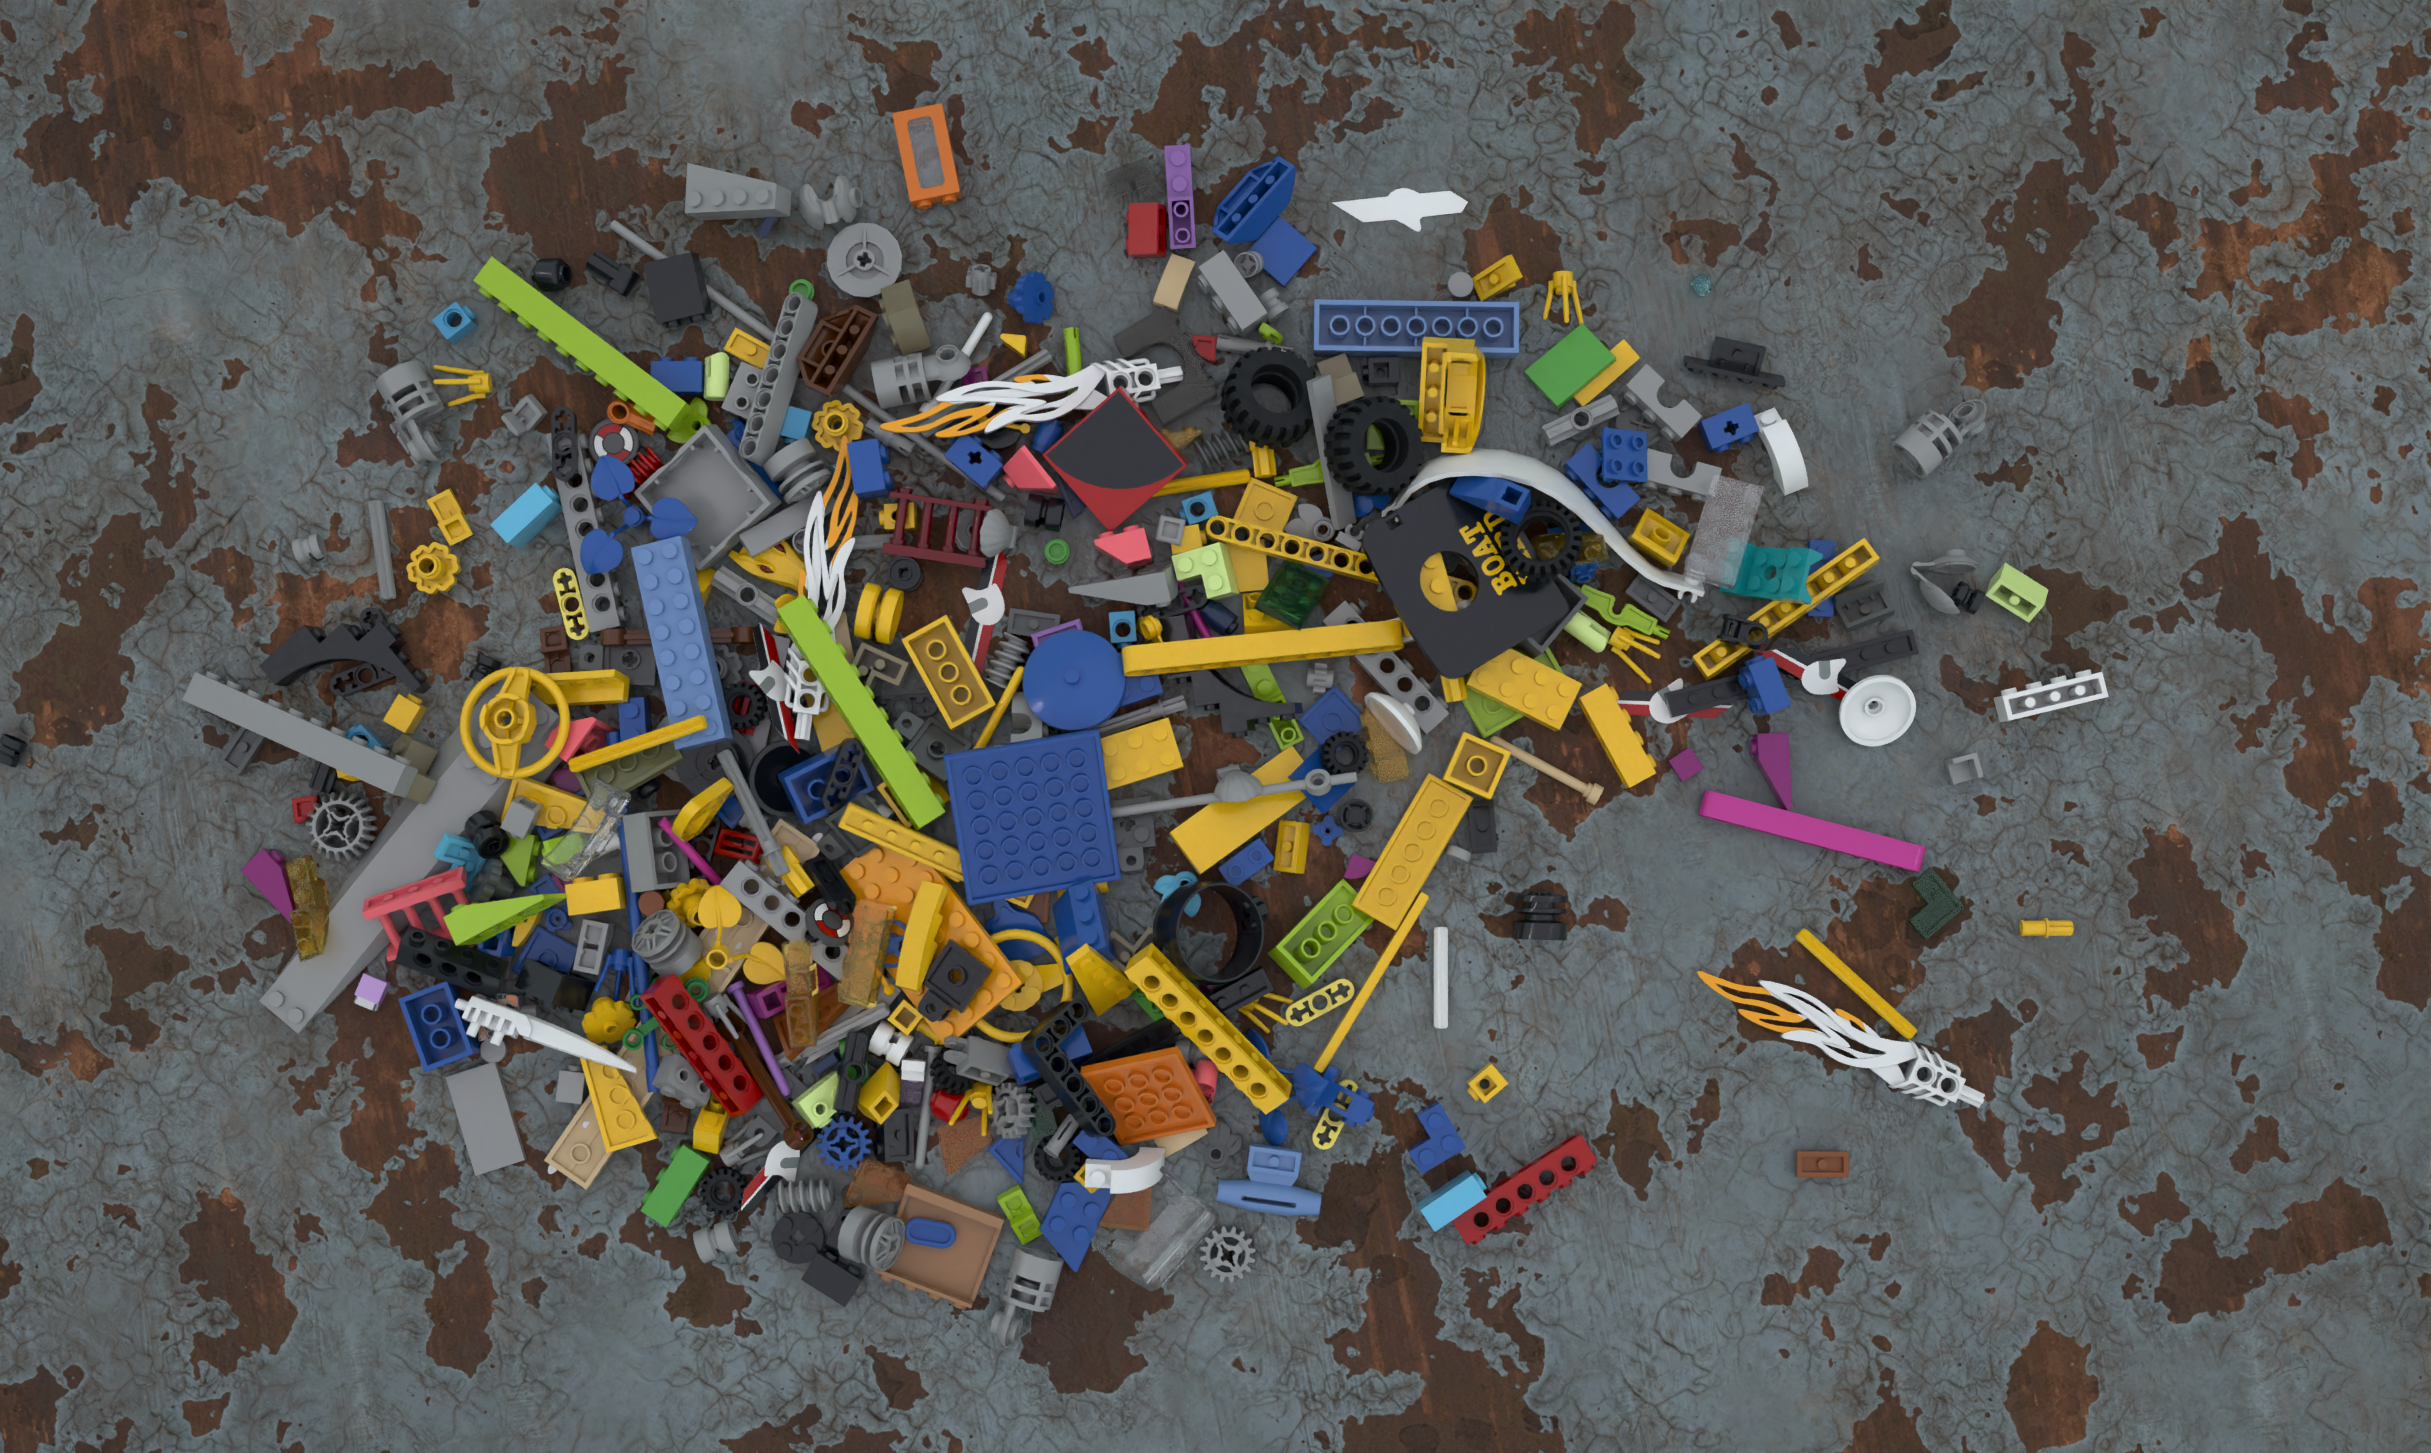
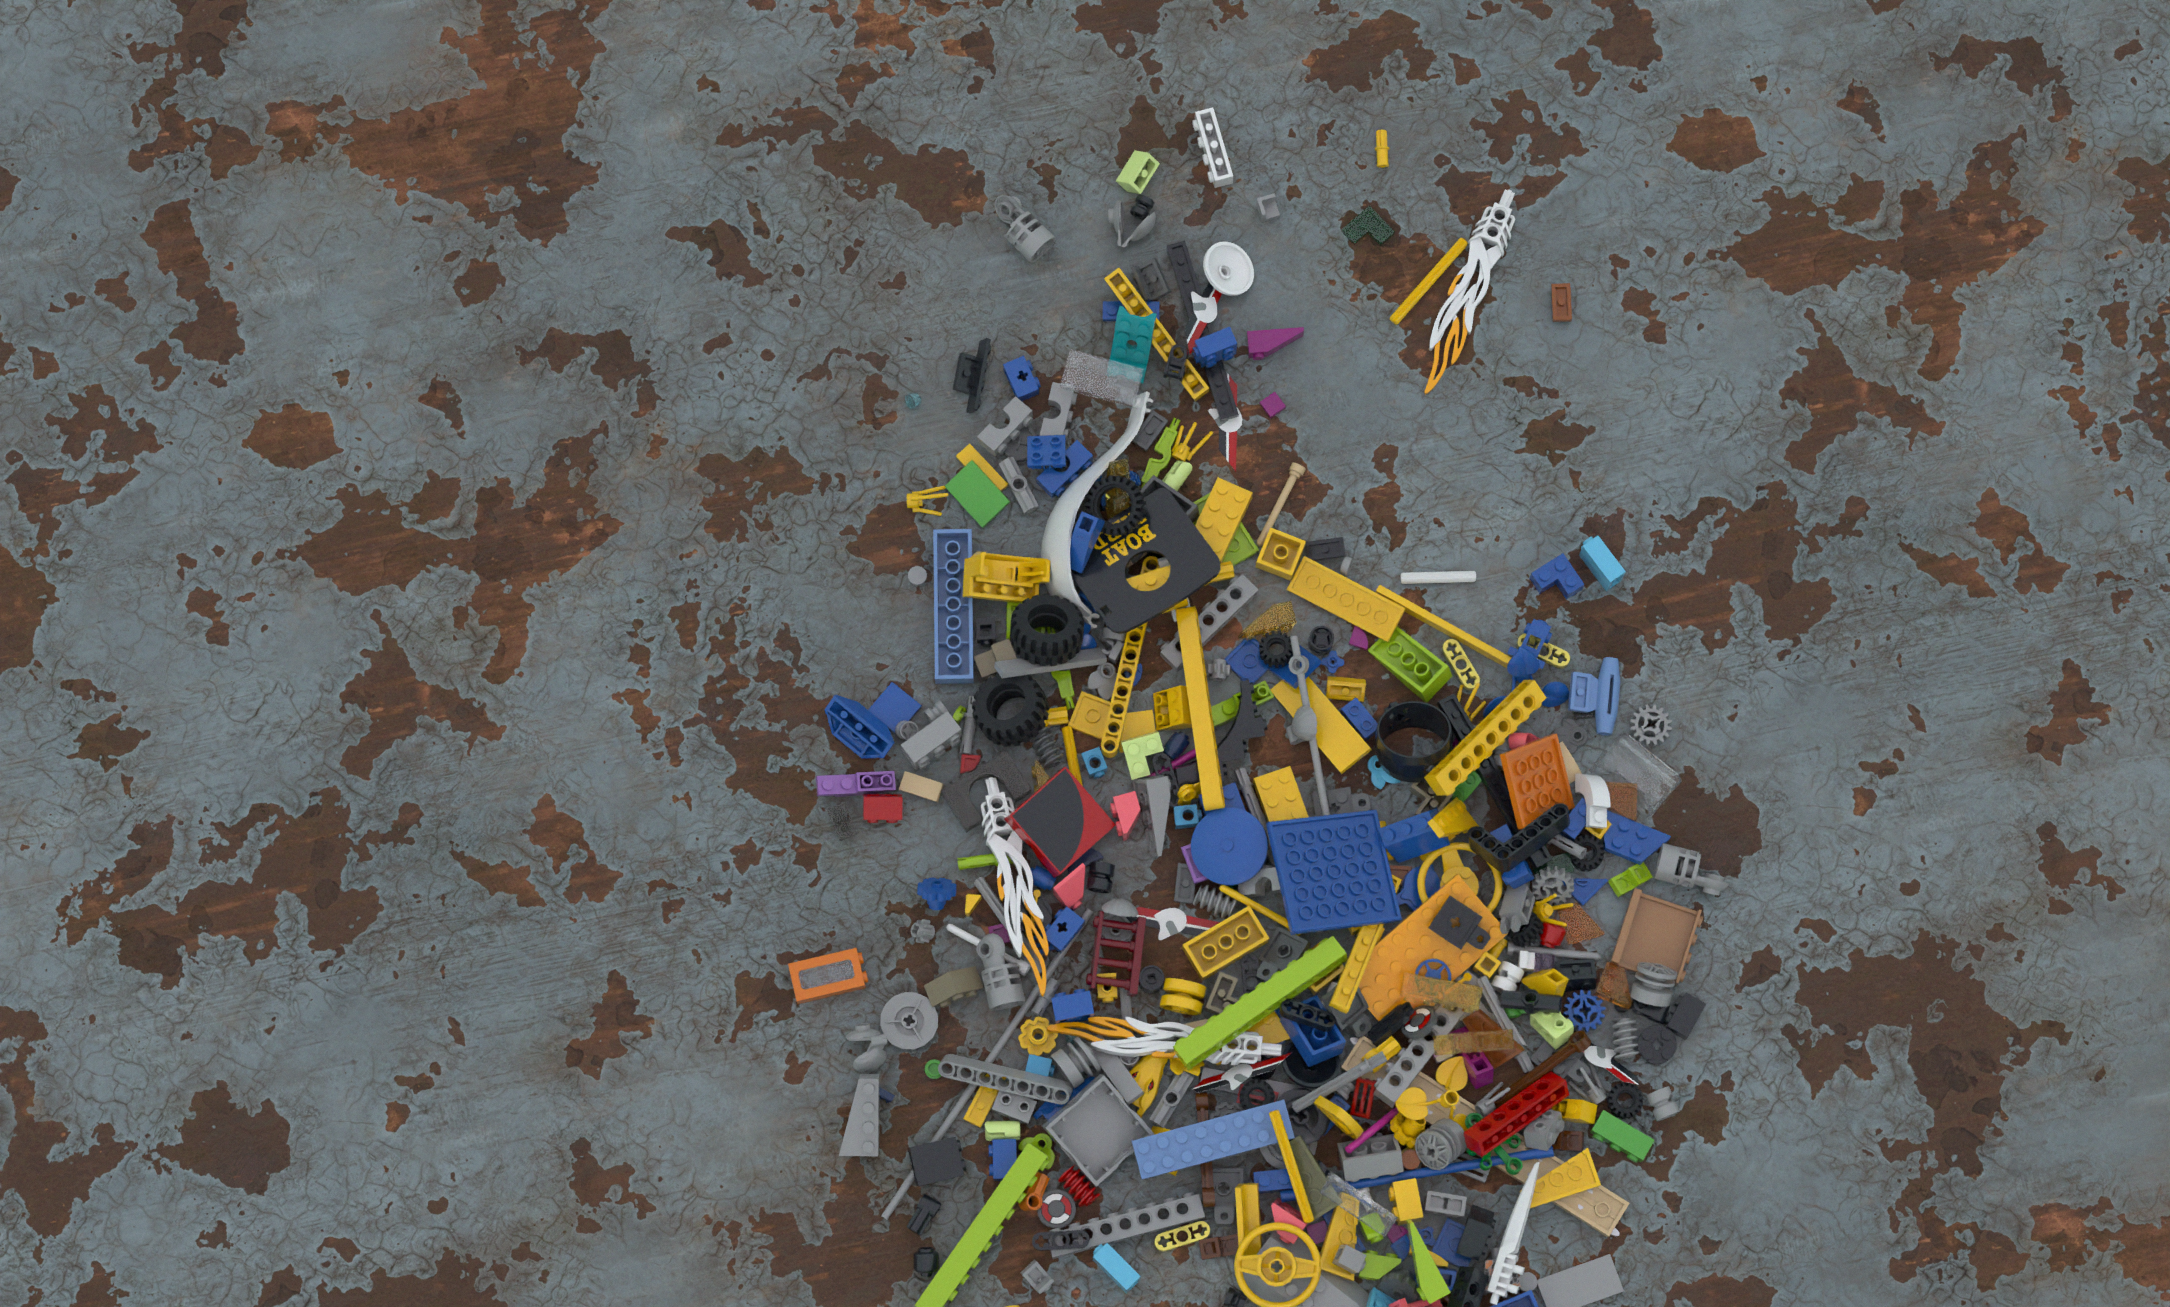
camera: 90 degrees left, 10 degrees down
(487, 835) = (1363, 1285): black wheel -> none
(572, 1085) = (1551, 1218): light grey brick -> none
(608, 1020) = (1500, 1191): yellow plant -> none
(611, 480) = (1088, 1199): blue plant -> none
(620, 961) = (1456, 1186): blue plant -> none
(736, 990) = (1508, 1076): medium lavender bar -> none
(826, 1063) = (1524, 1026): dark blue tile -> none
(836, 349) = (980, 1037): reddish brown wedge -> none
(919, 936) = (1426, 950): yellow slope -> none
(930, 1232) = (1647, 944): blue tile -> none
(1057, 551) = (1129, 868): bright green plate -> none
(1170, 530) = (1112, 780): light grey tile -> none
(1192, 539) = (1118, 771): yellow brick -> none
(1292, 594) = (1158, 689): clear green plate -> none
(1396, 719) = (1250, 609): white dish -> none
(1404, 206) = (857, 619): white sticker -> none
(1495, 1080) = (1516, 535): yellow brick -> none
(1497, 278) = (912, 548): yellow slope -> none
(1529, 1174) = (1580, 508): red brick -> none
(1540, 916) = (1390, 504): black wheel -> none
(1616, 735) = (1253, 454): yellow brick -> none
(1658, 538) = (1104, 427): yellow slope -> none
(1783, 451) = (1037, 338): white arch -> none
(1812, 831) = (1318, 314): dark pink beam -> none

